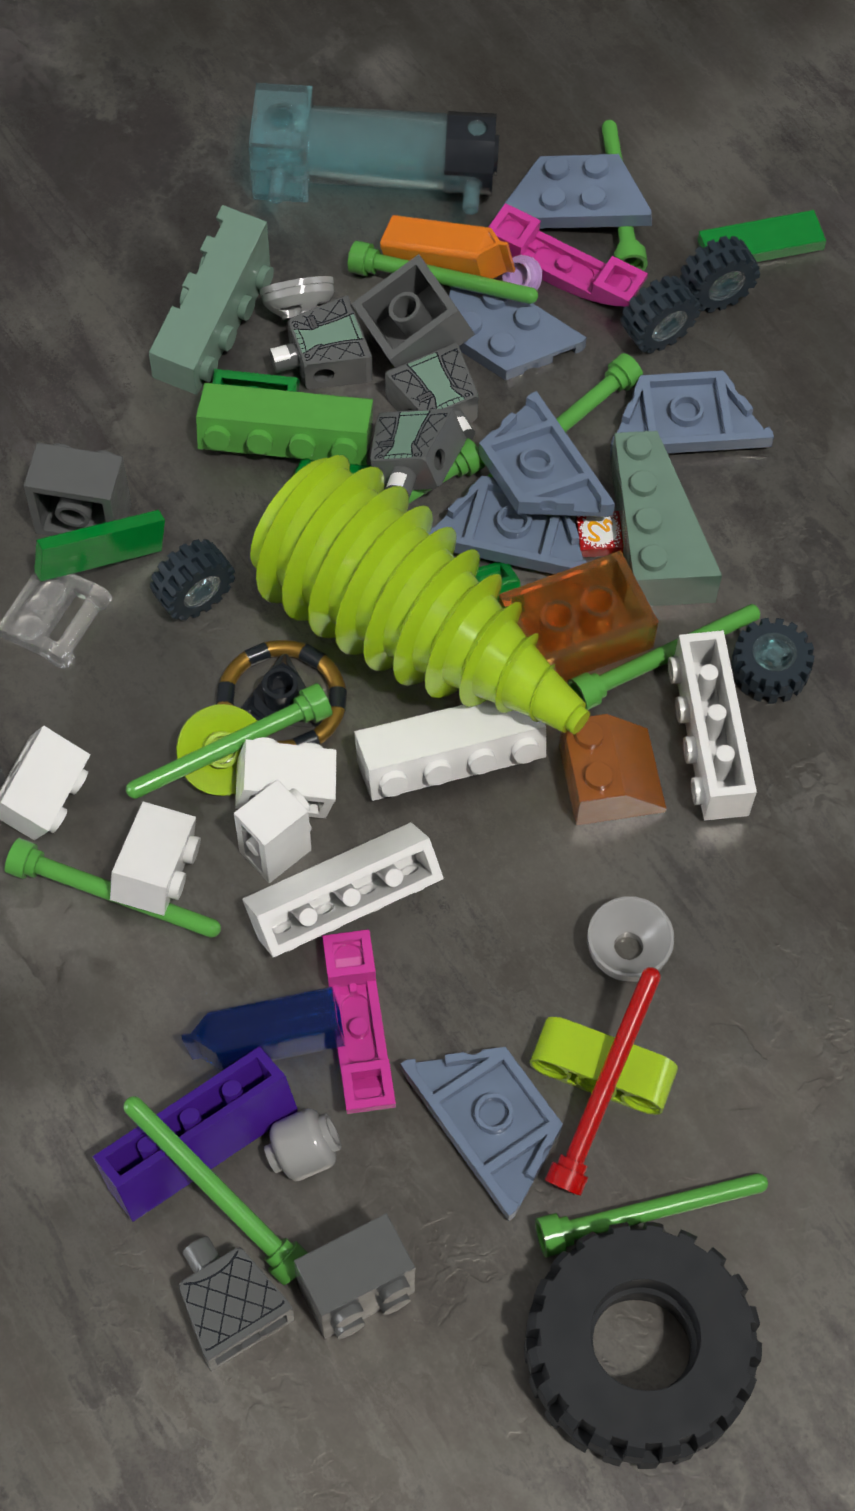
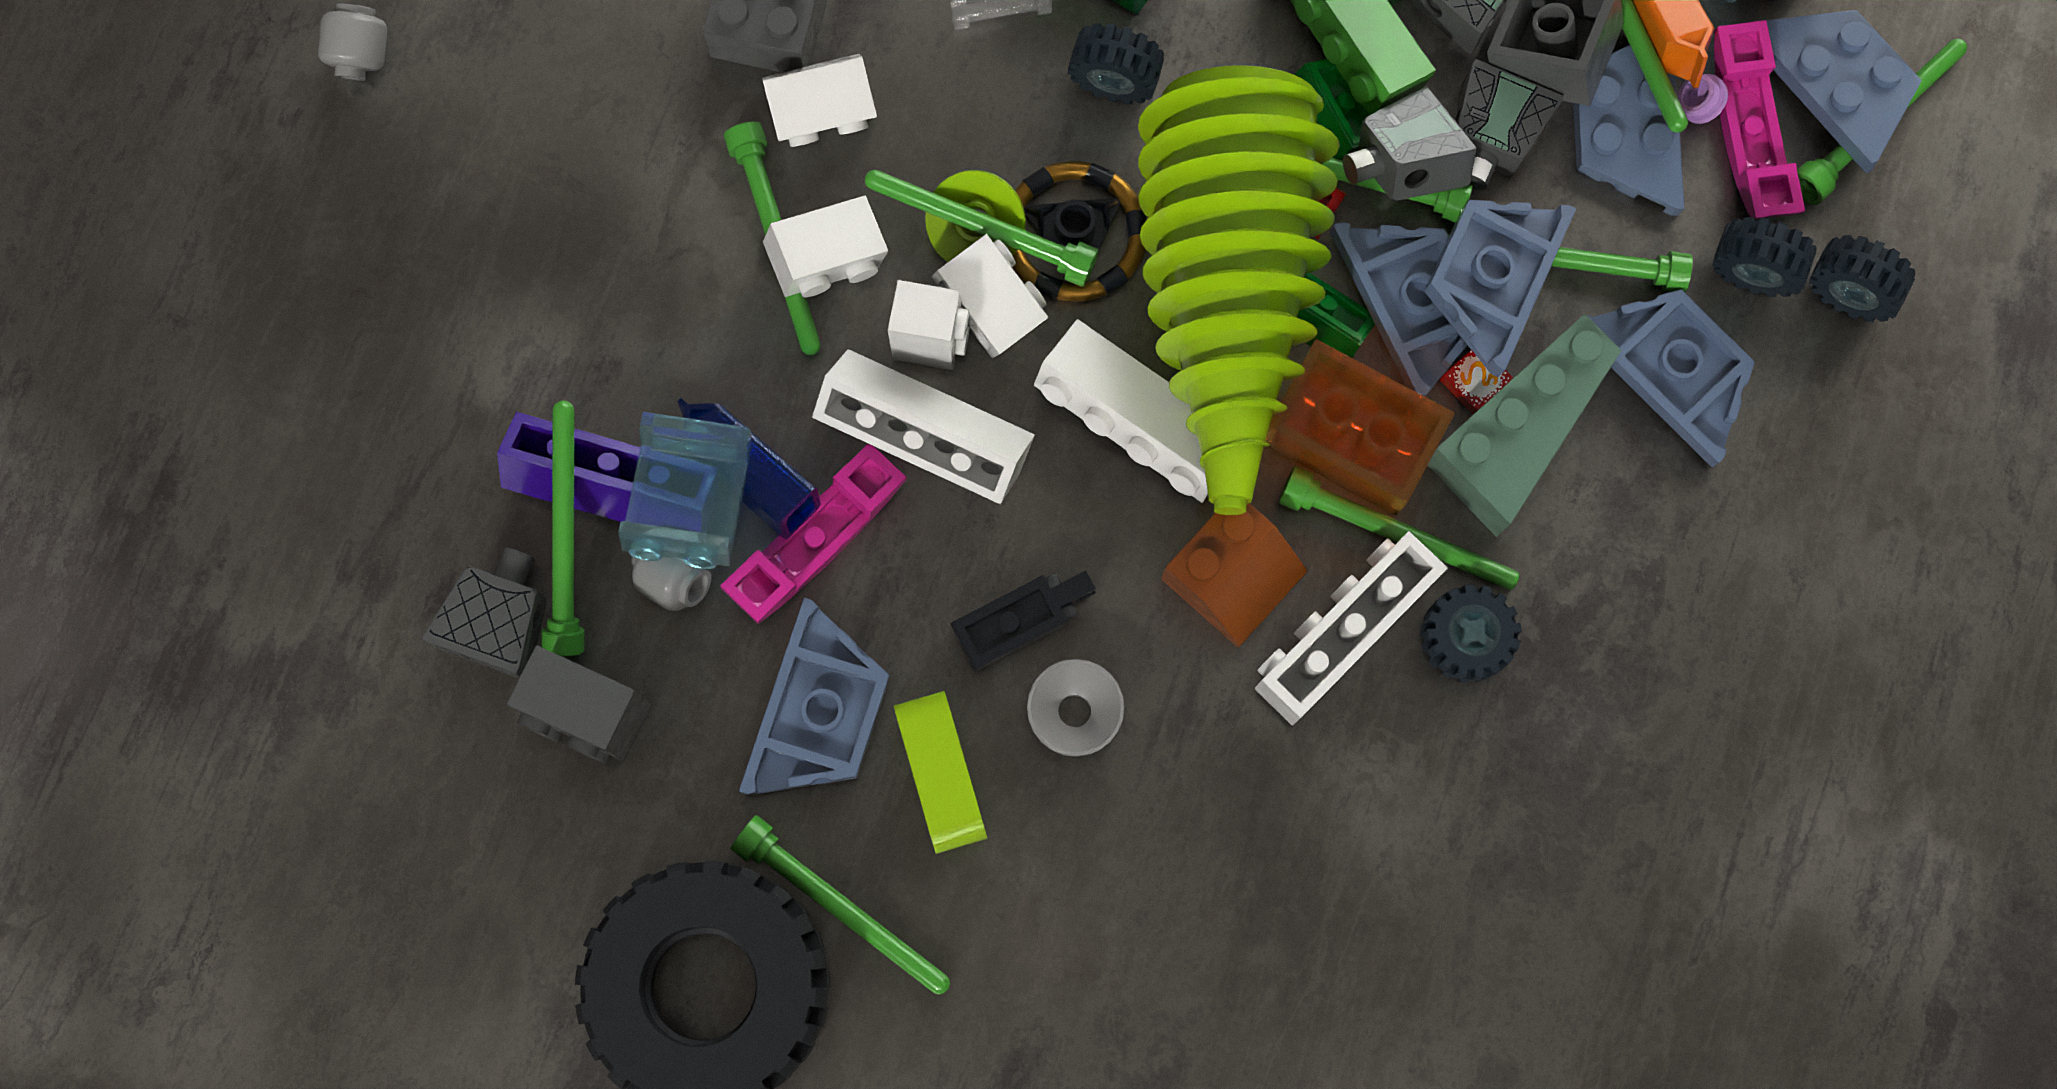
camera: 50 degrees right, 15 degrees up
(263, 1069) = (686, 491): none -> clear light blue panel
(533, 932) = (1020, 617): none -> black hinge
(570, 1169) = (818, 812): red piece -> none
(773, 236) = (1958, 292): green tile -> none

